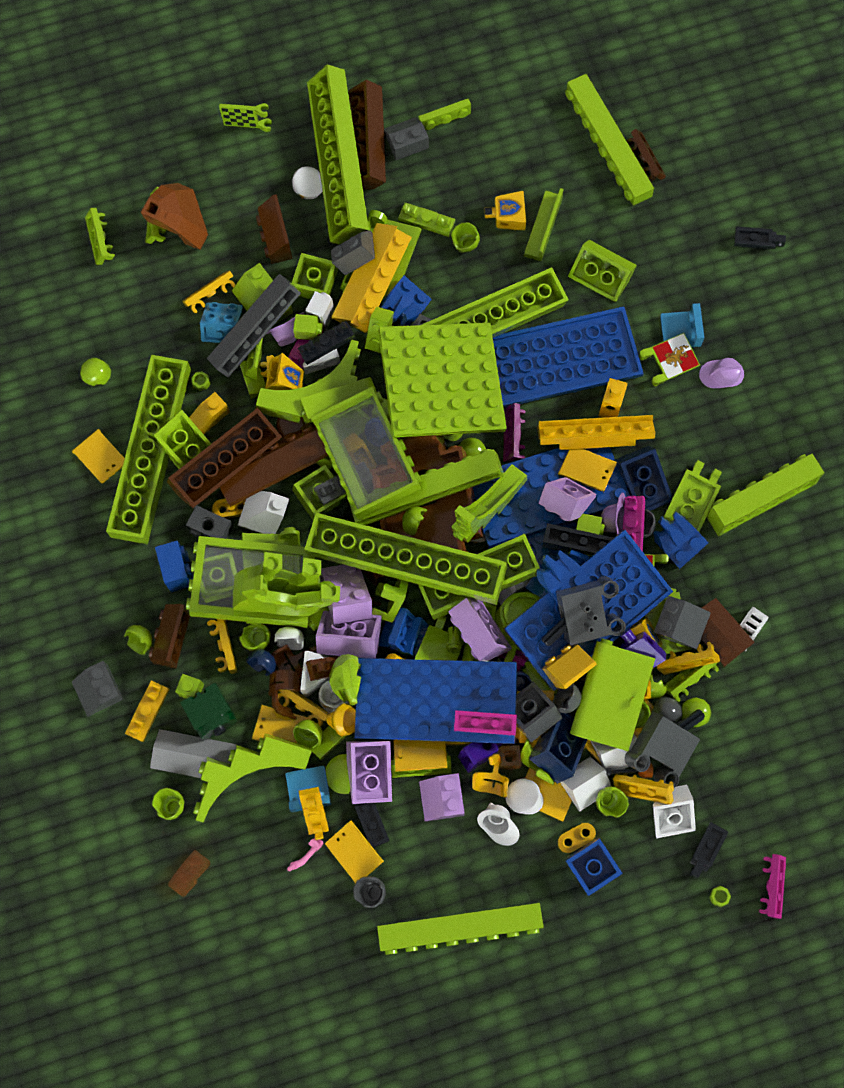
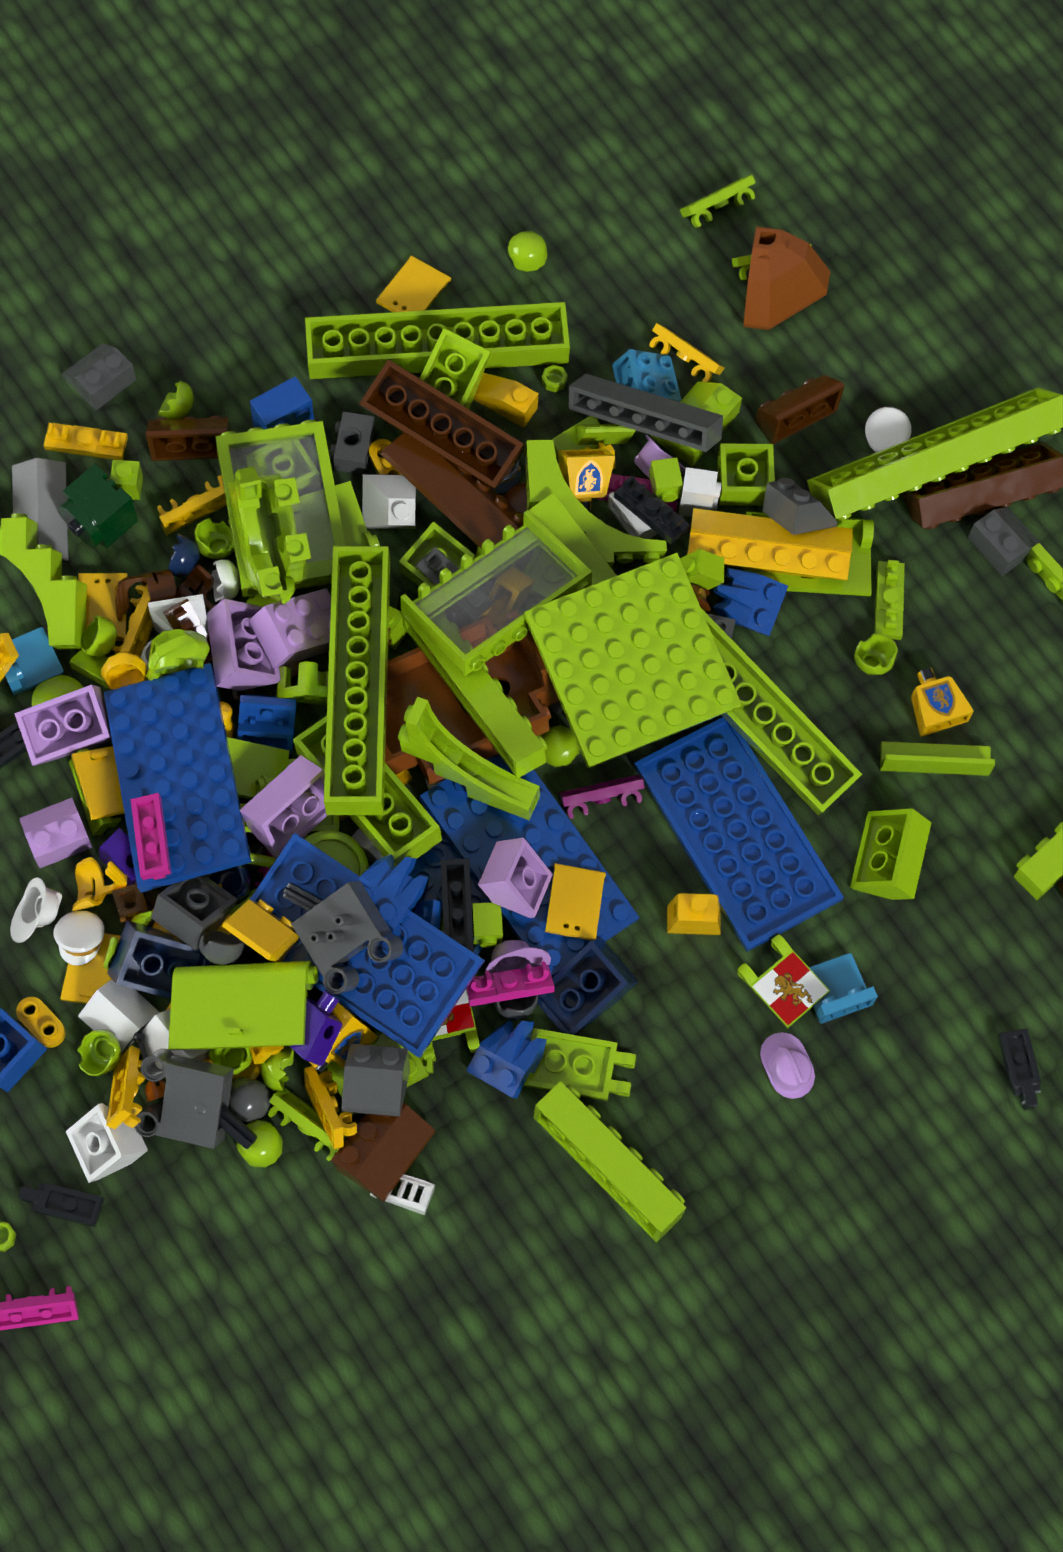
camera: 65 degrees right, 5 degrees down
(245, 116) = (955, 323): lime flag -> none
(412, 518) = (429, 683): lime hair -> none
(596, 432) = (633, 901): yellow slope -> none

